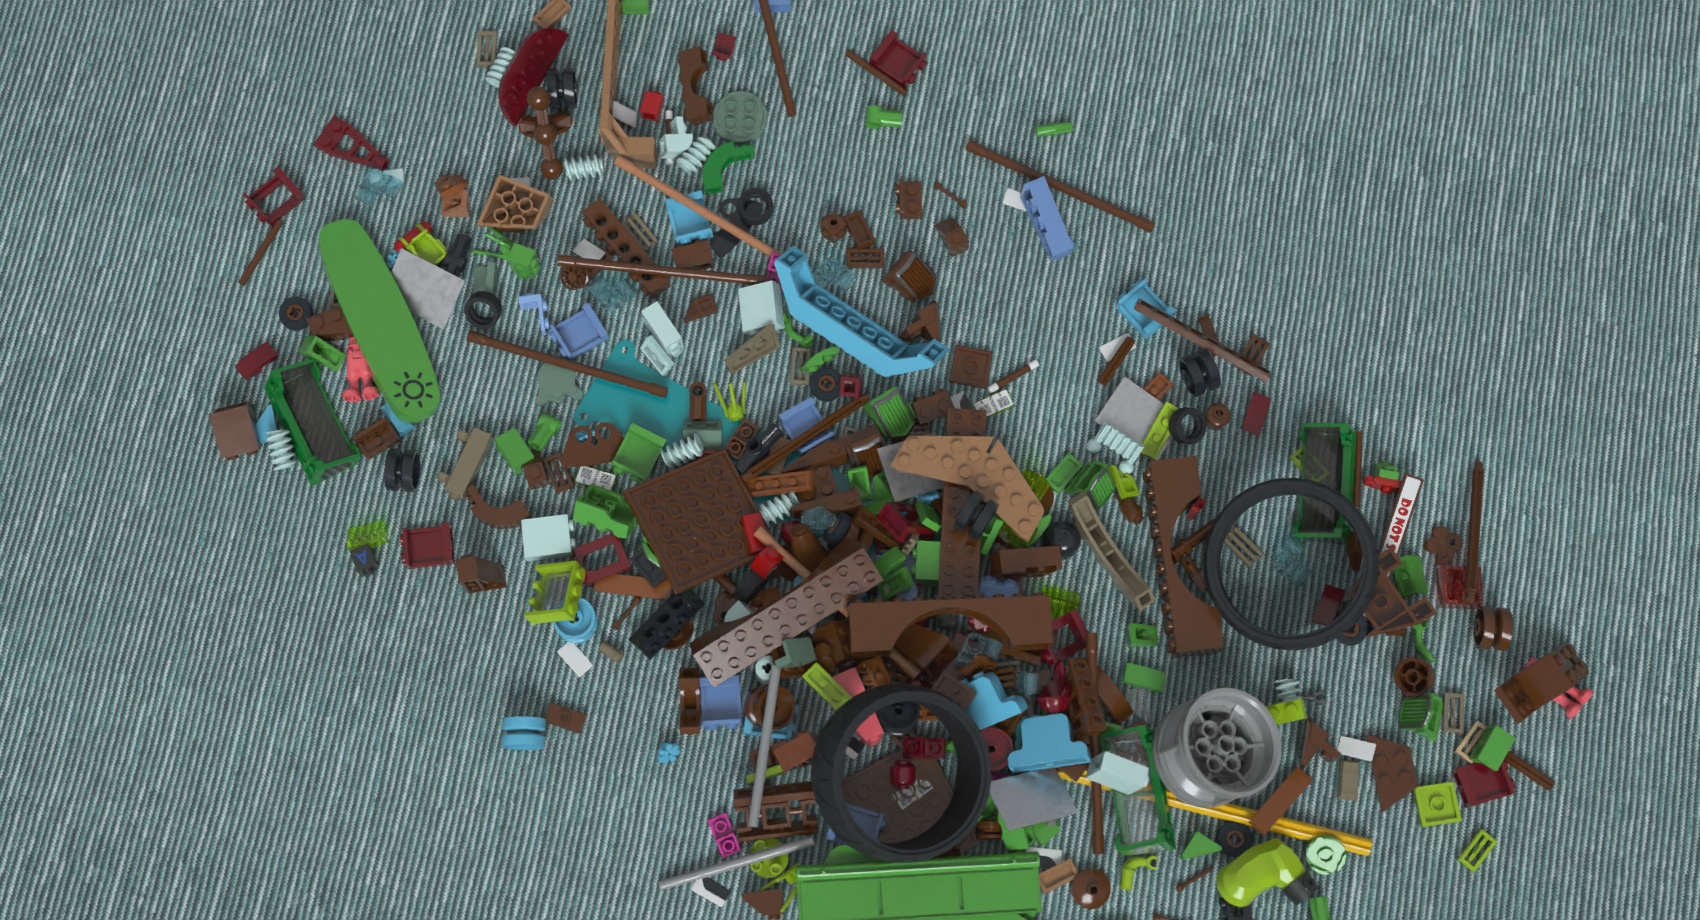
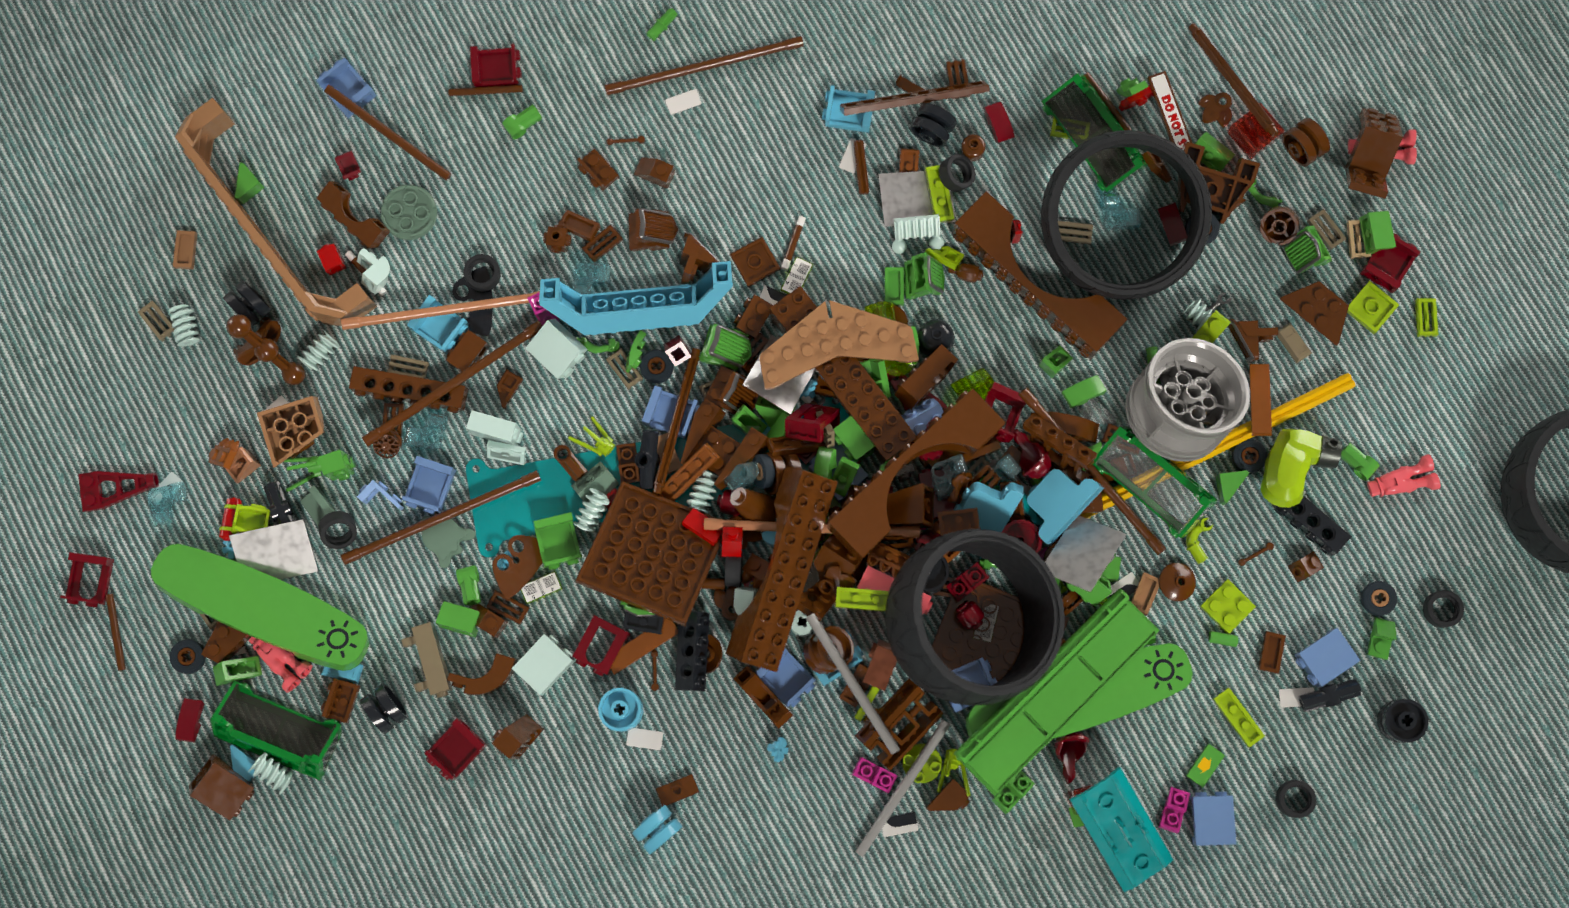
camera: 35 degrees left, 5 degrees up
(364, 560) = (414, 803): pearl dark grey brick -> none
(372, 534) = (399, 782): clear neon green panel -> none
(528, 70) = (207, 311): dark red plate -> none
(557, 592) = (590, 701): lime window -> none
(588, 250) = (380, 415): white sticker -> none
(605, 511) = (572, 606): bright green piece -> none
(611, 652) = (669, 710): dark tan pin -> none
(624, 114) = (315, 283): white sticker -> none
(696, 154) = (400, 268): light aqua piece -> none
(719, 160) = (422, 260): green arch -> none
(753, 350) = (578, 385): dark tan wing -> none
(798, 653) = (817, 590): sand green panel -> none
(927, 515) = (822, 403): bright green tile -> none
(973, 514) = (867, 373): black wheel -> none
(1046, 219) = (716, 99): medium blue wedge -> none
(1108, 555) = (983, 321): dark tan arch -> none
(1117, 773) = (1130, 480): light aqua brick -> none
(1180, 887) = (1240, 525): reddish brown hinge -> none
(1186, 545) = (1031, 265): reddish brown pin -> none
(1194, 574) = (1056, 281): reddish brown axle -> none
(1325, 854) = (1324, 412): tile -> none
(1356, 748) = (1280, 314): white sticker -> none
(1529, 771) = (1416, 227): reddish brown axle -> none

